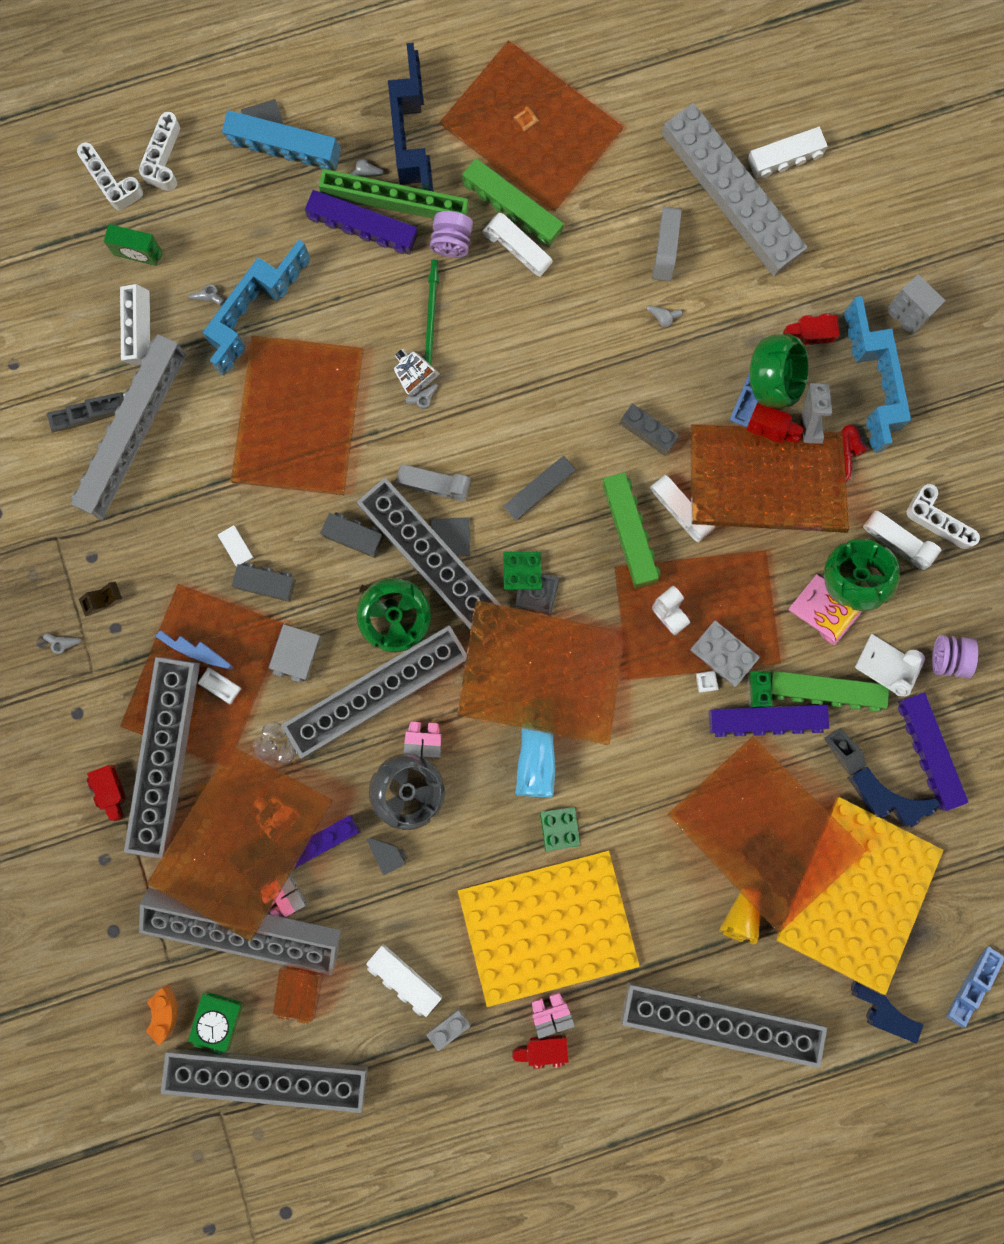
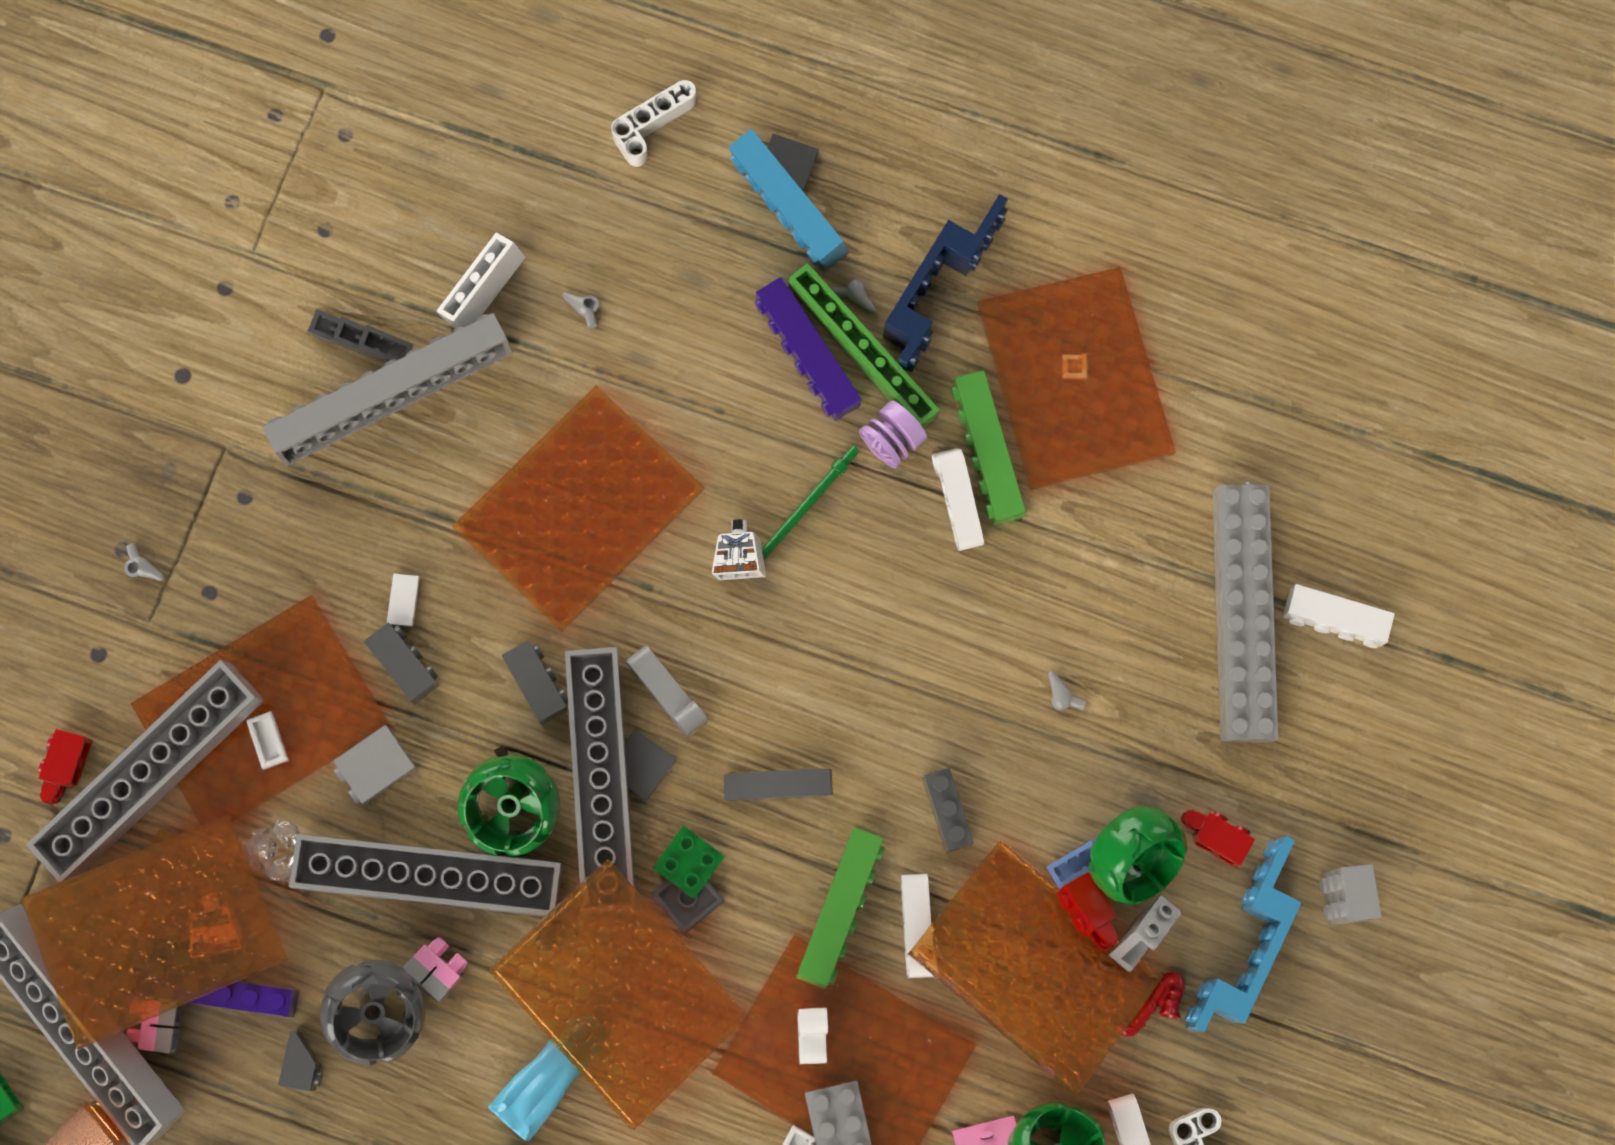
camera: 30 degrees right, 5 degrees down
(100, 599) = (217, 550): dark brown slope -> none
(103, 176) = (574, 100): white beam -> none
(132, 245) = (544, 197): green brick -> none
(200, 652) = (275, 690): medium blue slope -> none
(259, 277) = (651, 328): dark azure bracket -> none
(423, 398) = (728, 589): light grey animal -> none
(667, 244) = (1125, 617): light grey beam -> none

